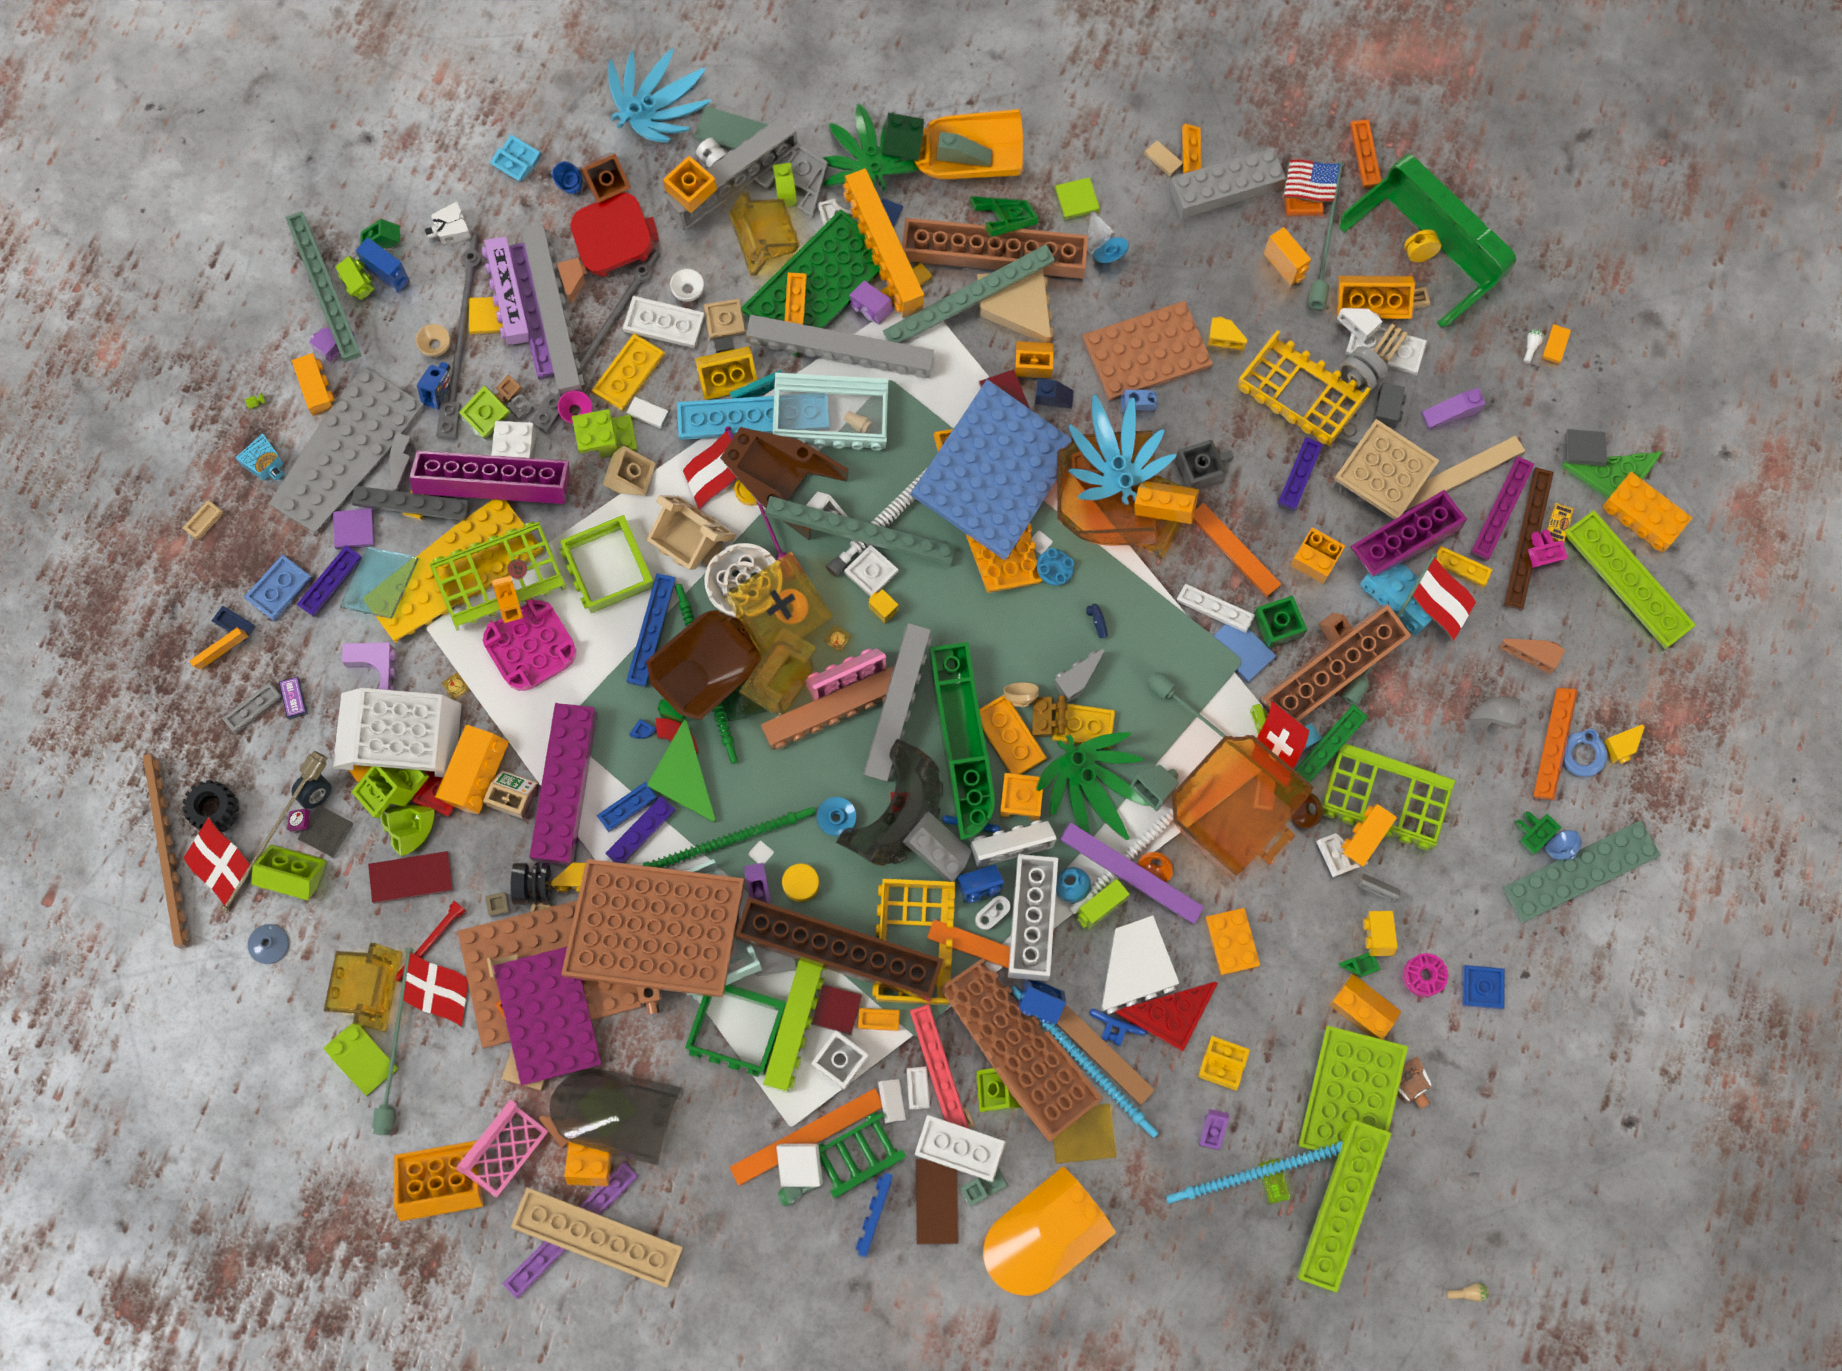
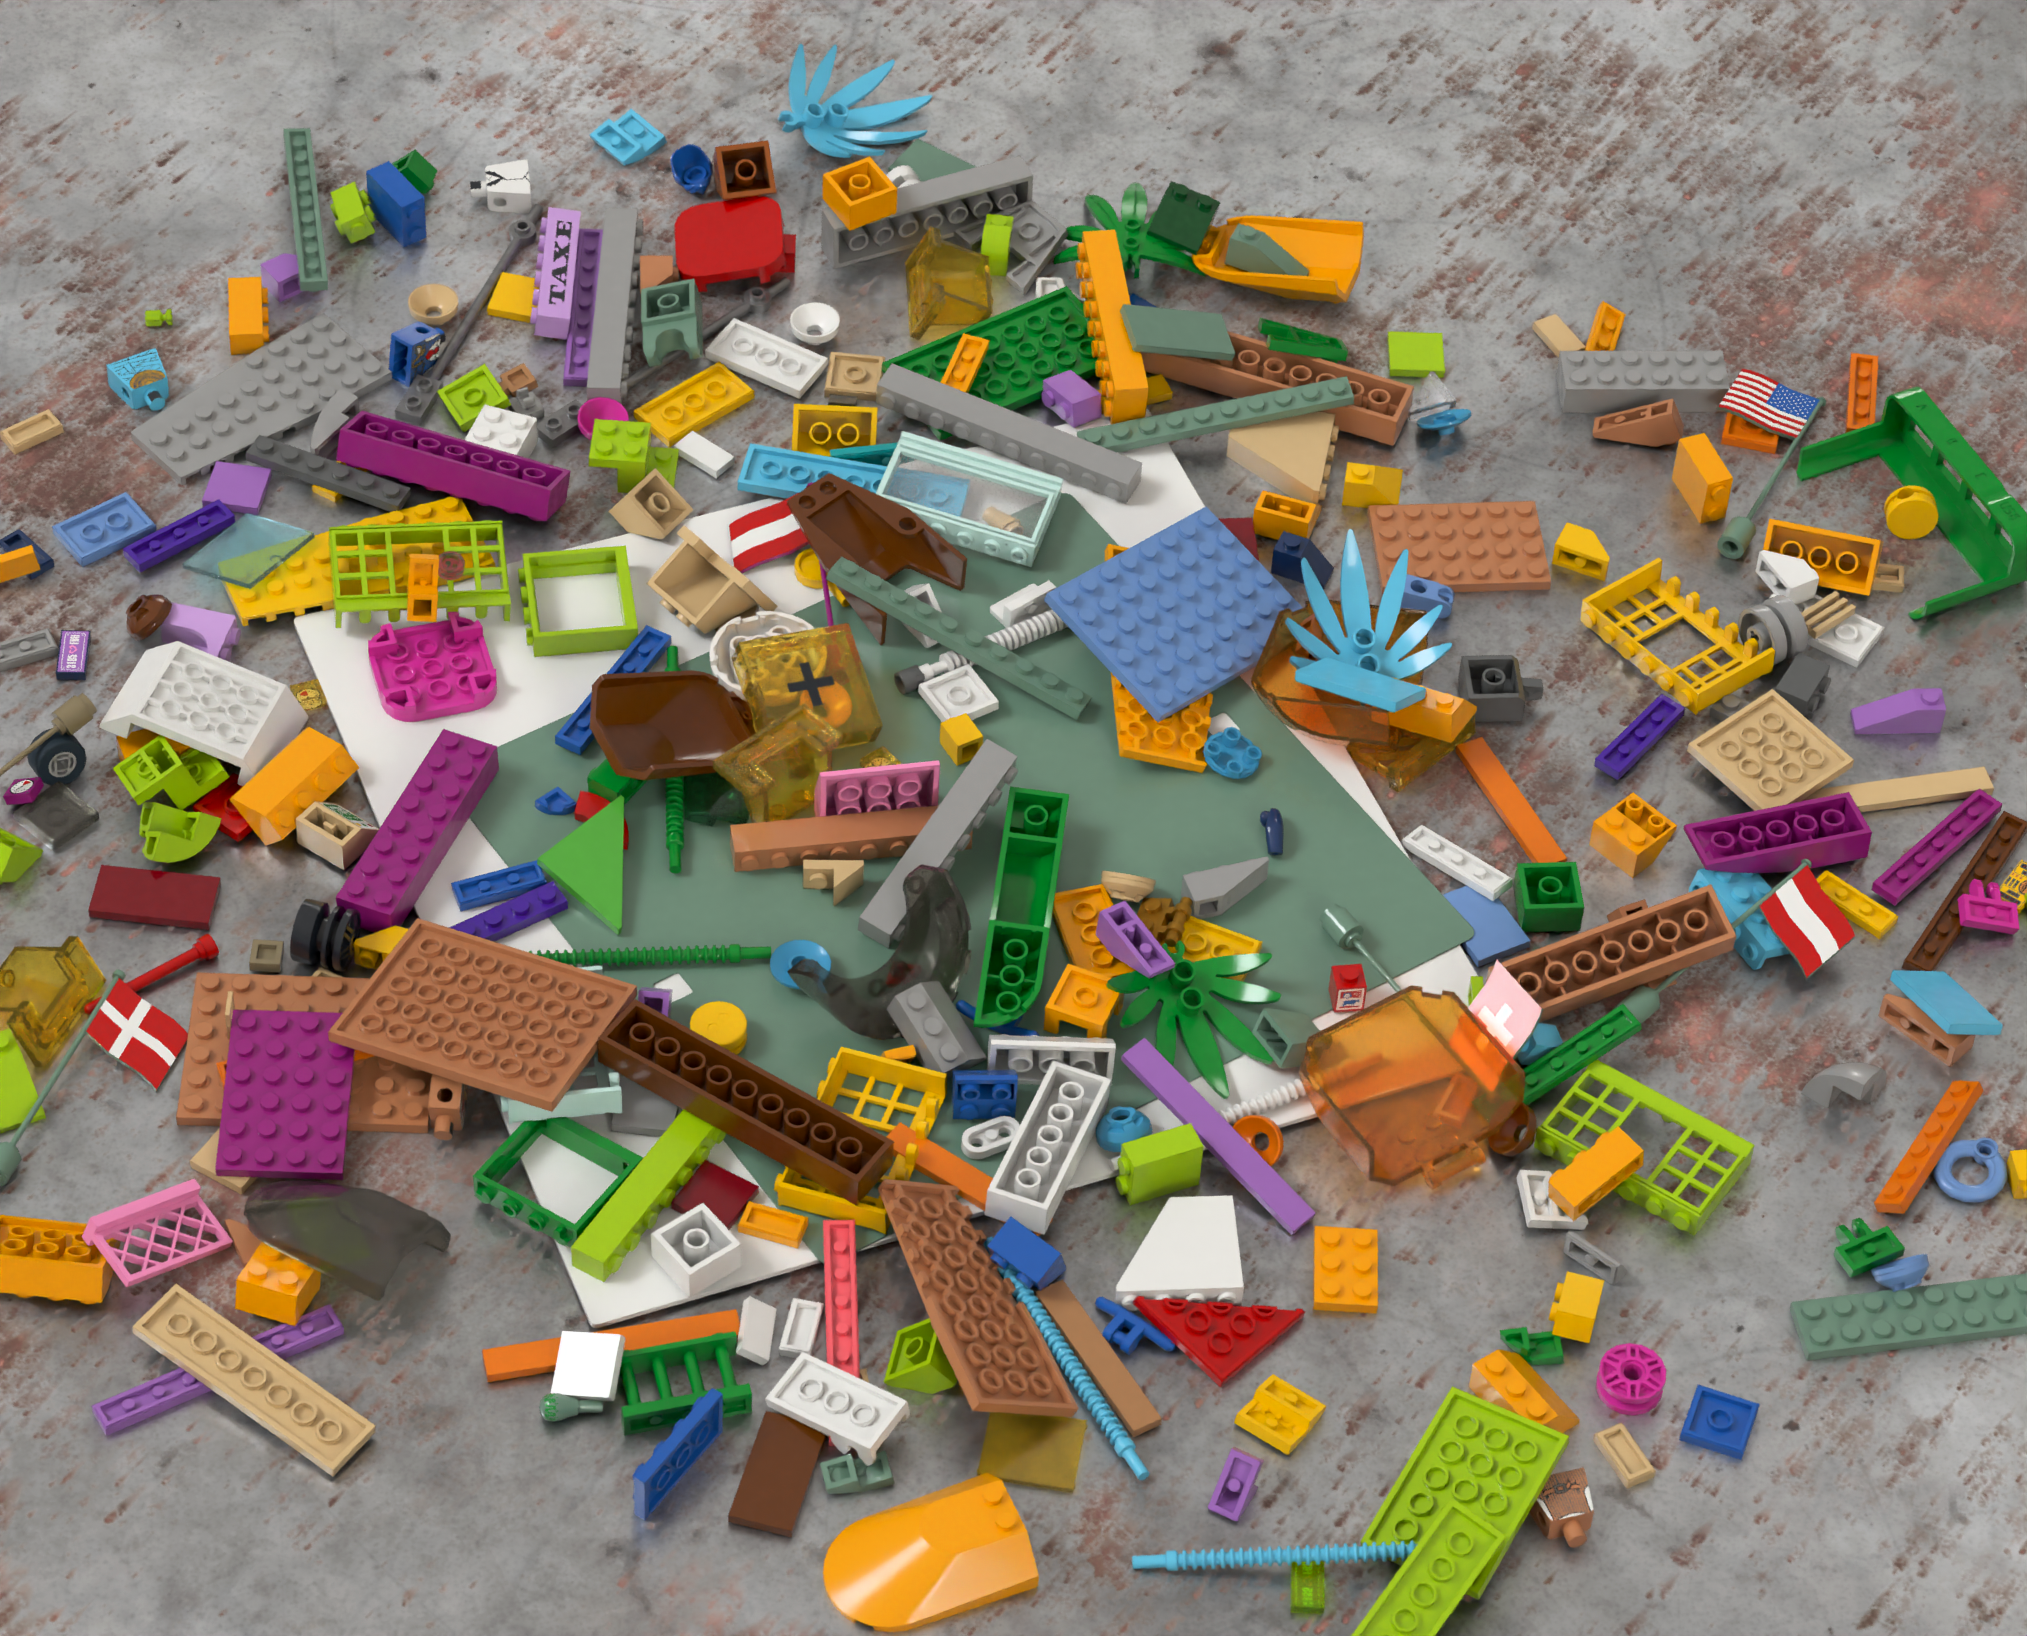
camera: 15 degrees right, 25 degrees down
(332, 657) = (147, 615): none -> reddish brown piece
(594, 314) = (671, 320): none -> sand green brick
(841, 739) = (839, 875): none -> tan slope
(889, 482) = (1022, 604): none -> white panel
(918, 870) = (902, 1054): none -> light orange tile
(928, 240) = (1177, 332): none -> sand green tile
(1041, 746) = (1131, 941): none -> medium lavender slope
(1079, 315) = (1371, 485): none -> yellow slope
(1129, 507) = (1360, 684): none -> medium azure tile
(1178, 733) = (1347, 988): none -> red brick
(1235, 220) = (1645, 425): none -> nougat slope
(1434, 1029) = (1624, 1455): none -> tan tile
(1543, 636) = (1946, 1002): none -> medium azure tile

